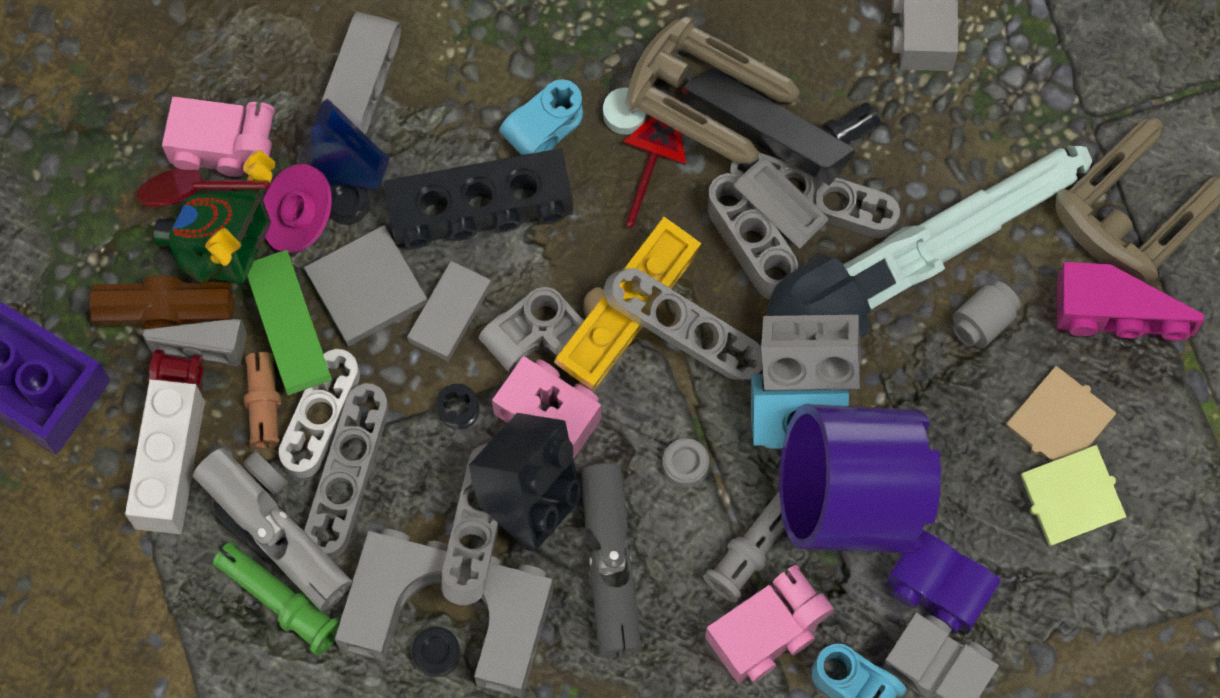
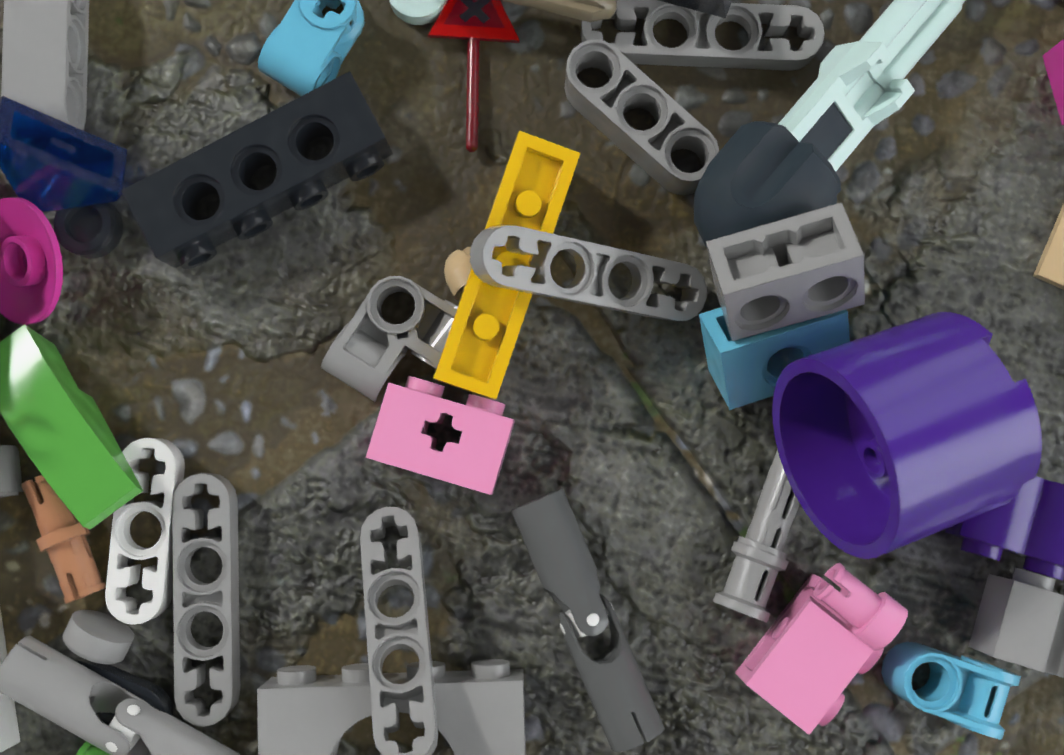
camera: 15 degrees left, 15 degrees up
(366, 285) = (150, 336): light grey tile -> none
(449, 311) = (271, 337): light grey tile -> none
(451, 418) = (322, 483): black bush -> none
(527, 478) = (446, 556): black slope -> none
(685, 463) = (643, 451): light grey tile -> none
(781, 202) = (668, 61): light grey tile -> none
(986, 314) = (975, 135): light grey brick -> none

